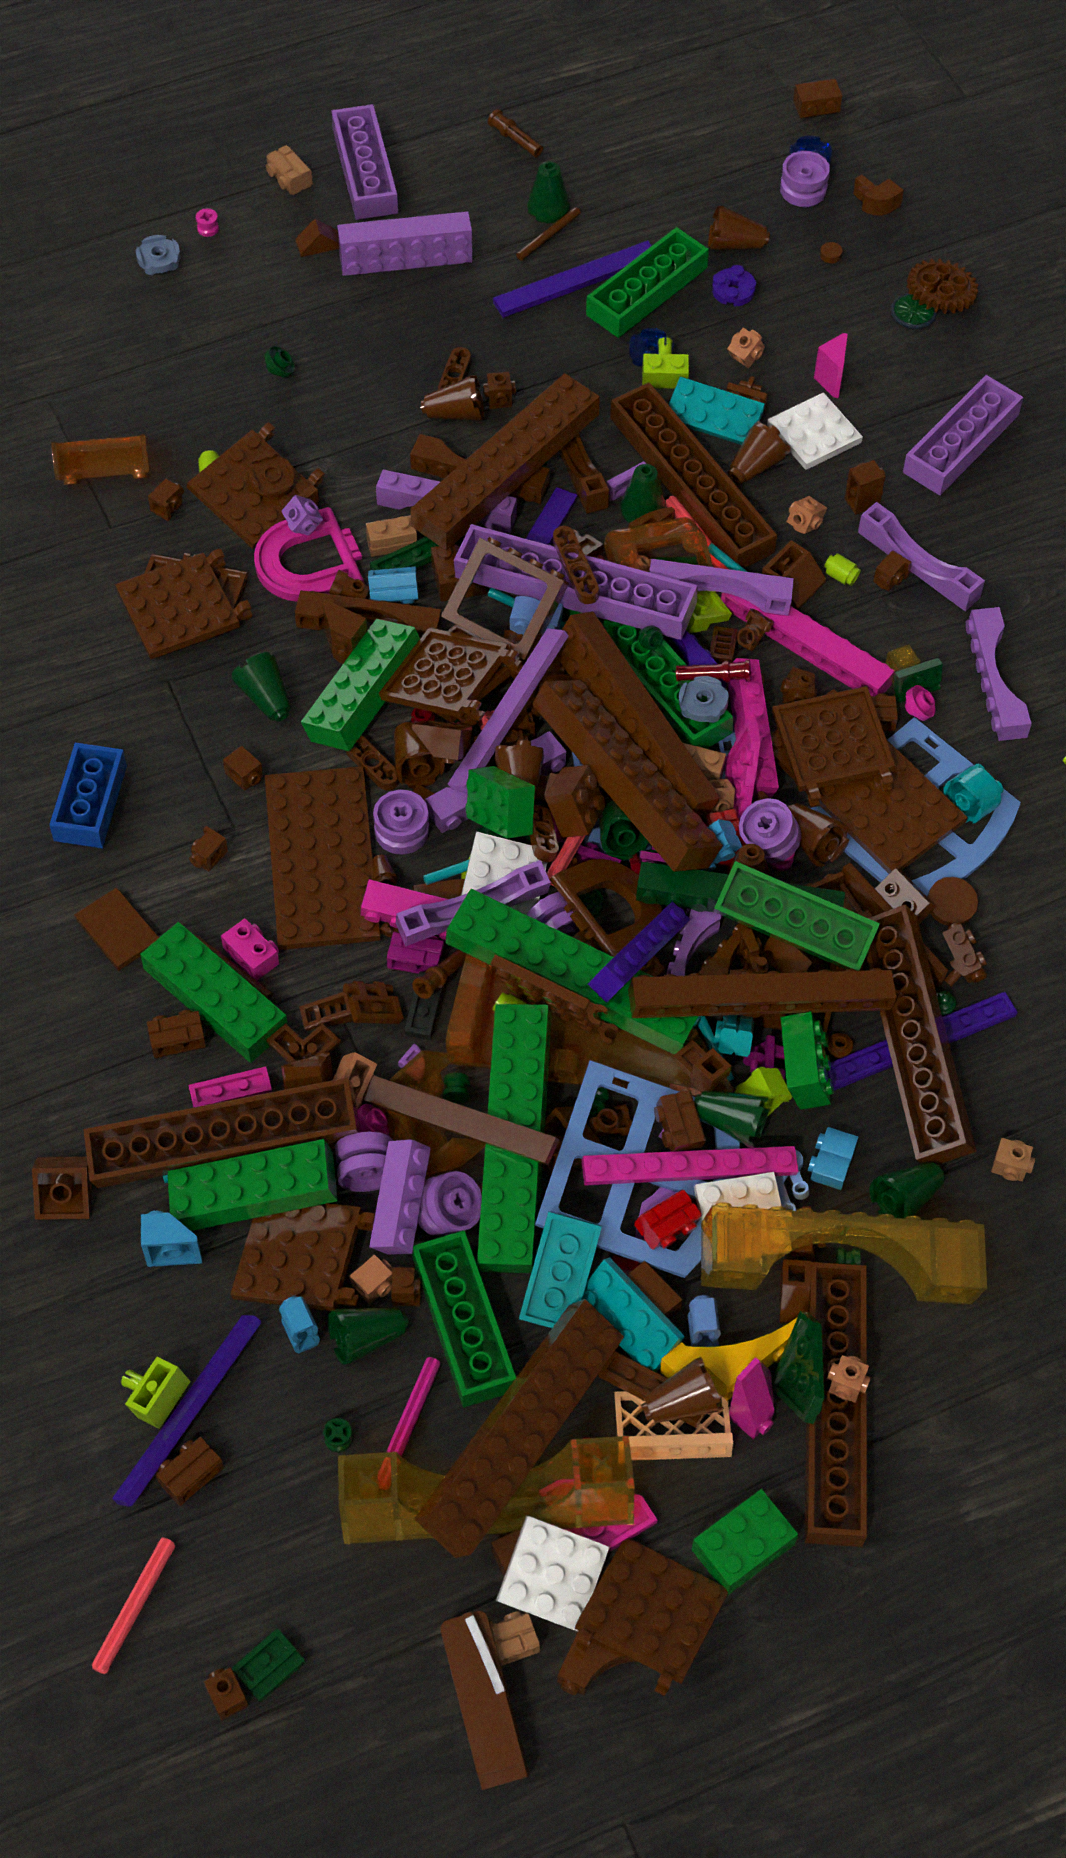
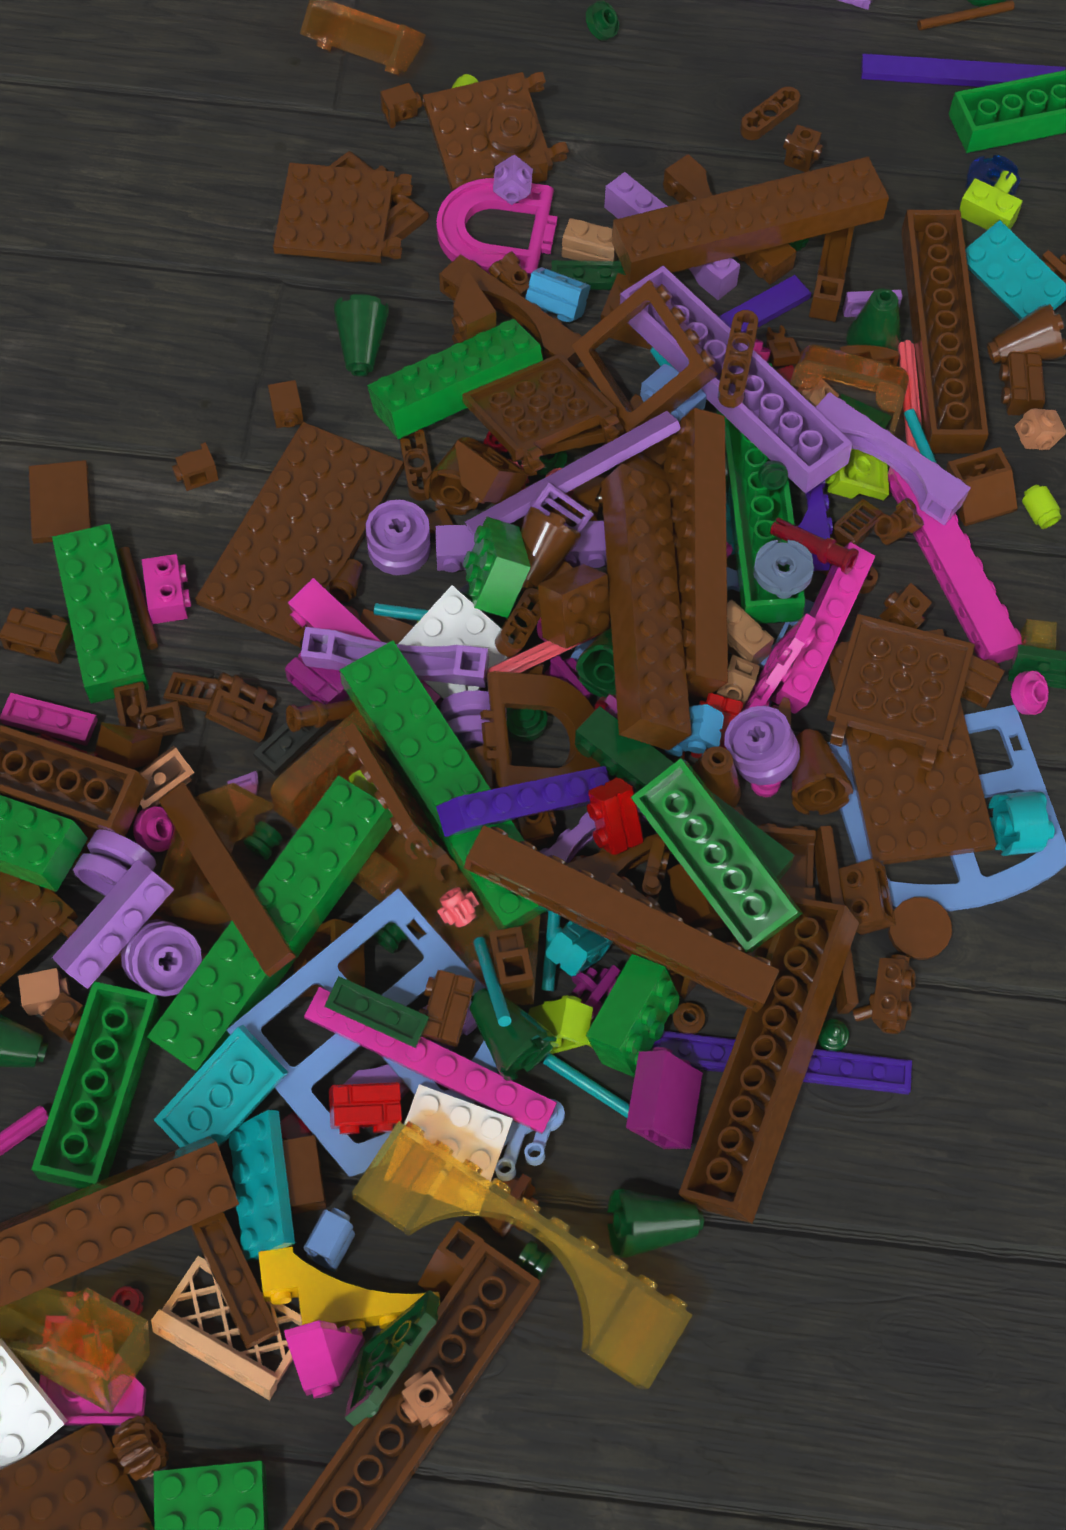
camera: 30 degrees right, 5 degrees up
(88, 795) = (120, 355): blue brick -> none
(456, 401) = (751, 139): reddish brown cone -> none
(499, 734) = (542, 496): none -> medium lavender tile
(611, 1121) = (398, 963): reddish brown plate -> none
(638, 1052) = (458, 907): none -> coral gear
(639, 1147) = (377, 1012): none -> dark green plate
(670, 1532) = (140, 1447): none -> reddish brown gear
(683, 1395) = (247, 1308): reddish brown cone -> none
(701, 1085) = (492, 982): none -> teal bar
(703, 931) = (615, 816): none -> red brick
(772, 488) = (1023, 383): none -> reddish brown brick
(813, 1128) = (587, 1084): none -> teal bar
(833, 1158) = (596, 1138): dark azure brick -> none
(864, 1104) = (664, 1099): none -> magenta brick
(1013, 1160) = (788, 1244): medium nougat brick -> none

